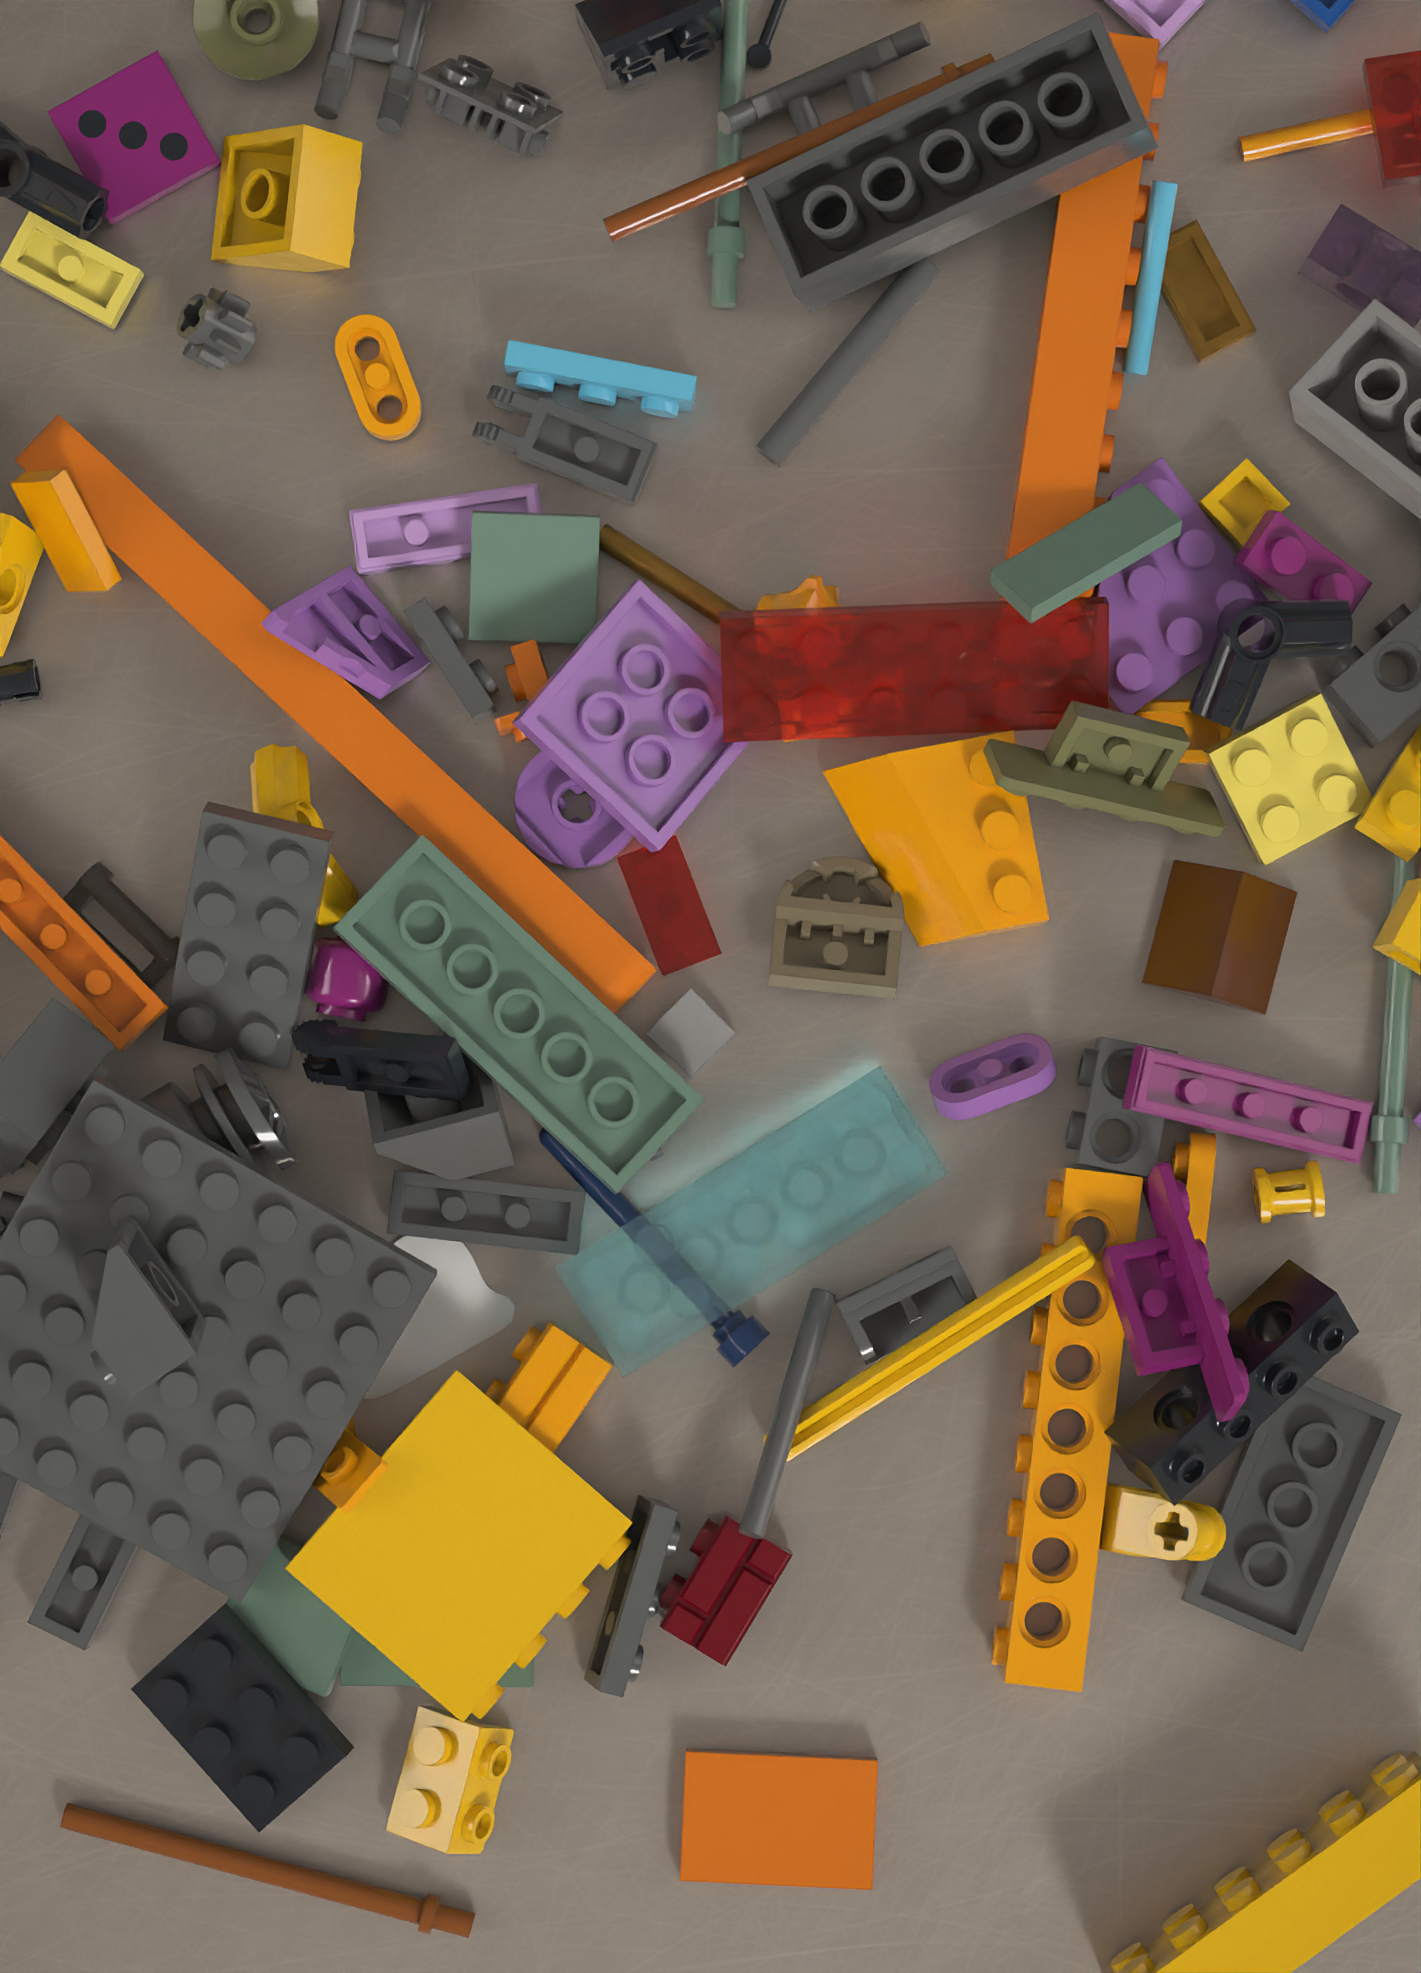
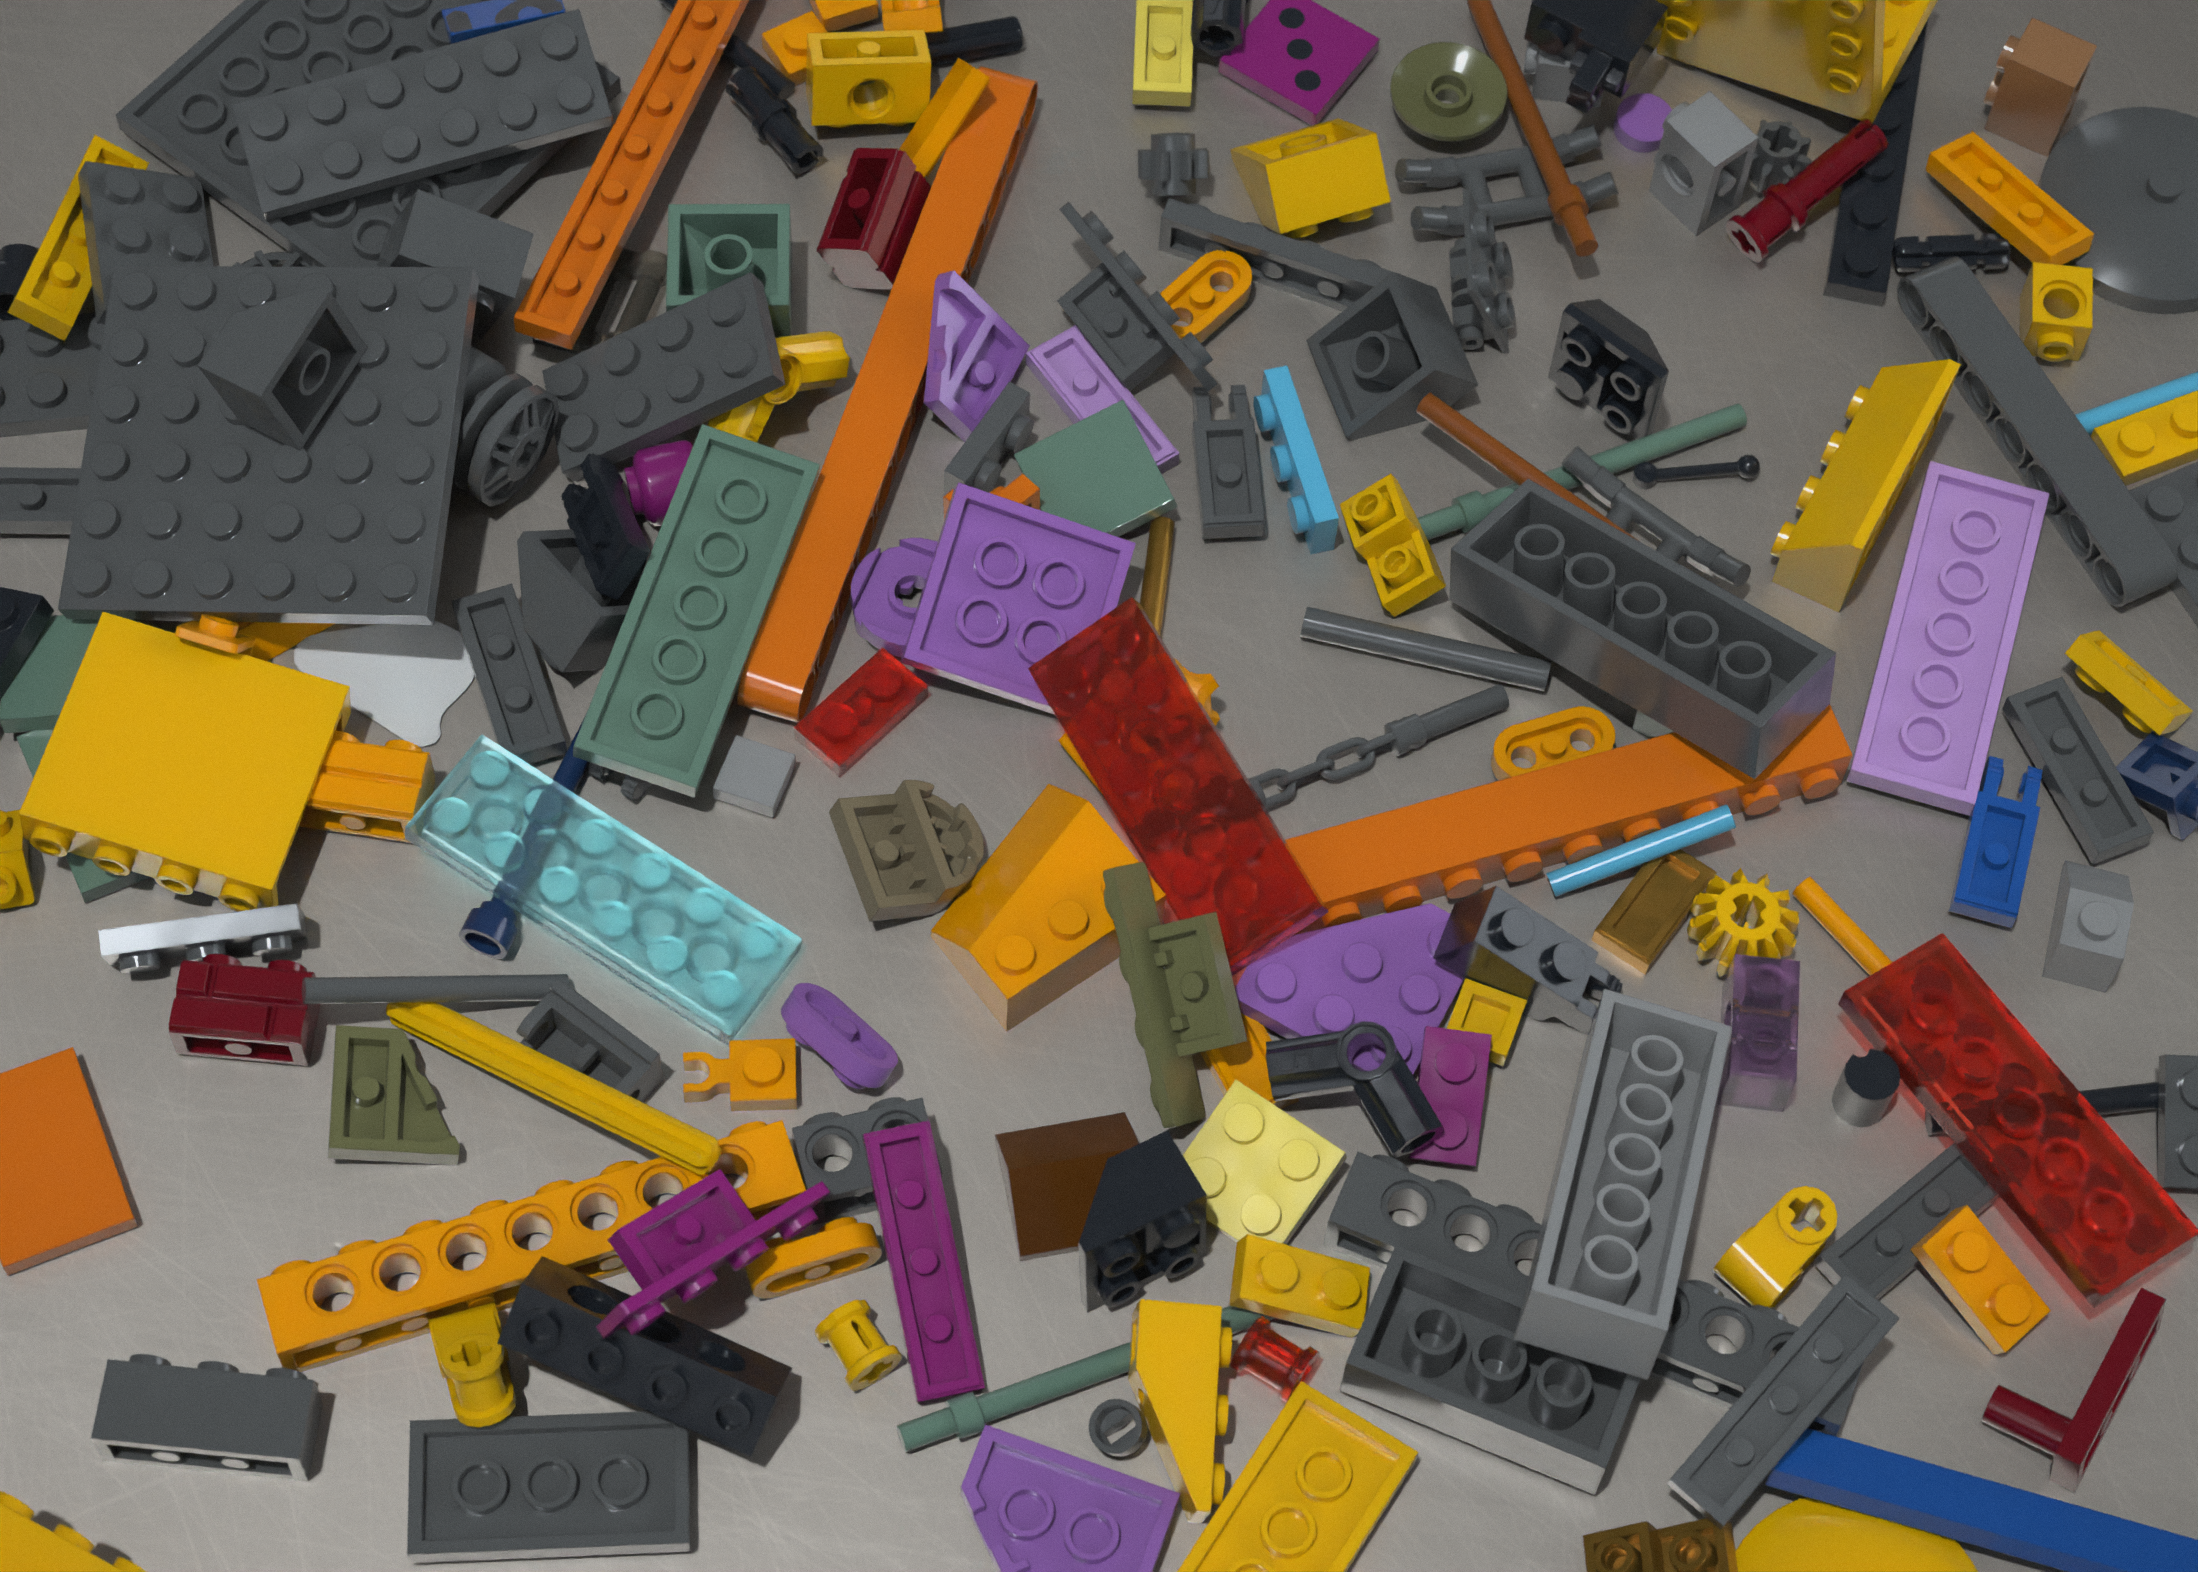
camera: 55 degrees right, 25 degrees down
(145, 815) = (725, 241): none -> sand green slope
(150, 650) = (873, 218): none -> dark red brick
(371, 465) = (1120, 320): none -> dark grey bracket
(387, 267) = (1274, 259): none -> dark grey plate
(533, 232) = (1389, 355): none -> dark grey slope
(734, 333) = (1393, 544): none -> yellow slope
(866, 1501) = (383, 1102): none -> olive wing
(925, 429) = (1399, 737): none -> dark grey piece
(988, 1164) = (756, 1075): none -> light orange plate
(1008, 301) = (1549, 739): none -> light orange plate
(1085, 552) = (1359, 875): sand green tile -> none
(1097, 1768) = (207, 1418): none -> dark grey brick
(1213, 442) = (1525, 955): none -> black hinge
(1248, 242) = (1747, 904): none -> yellow gear
(1303, 903) = (1141, 1223): none -> black slope

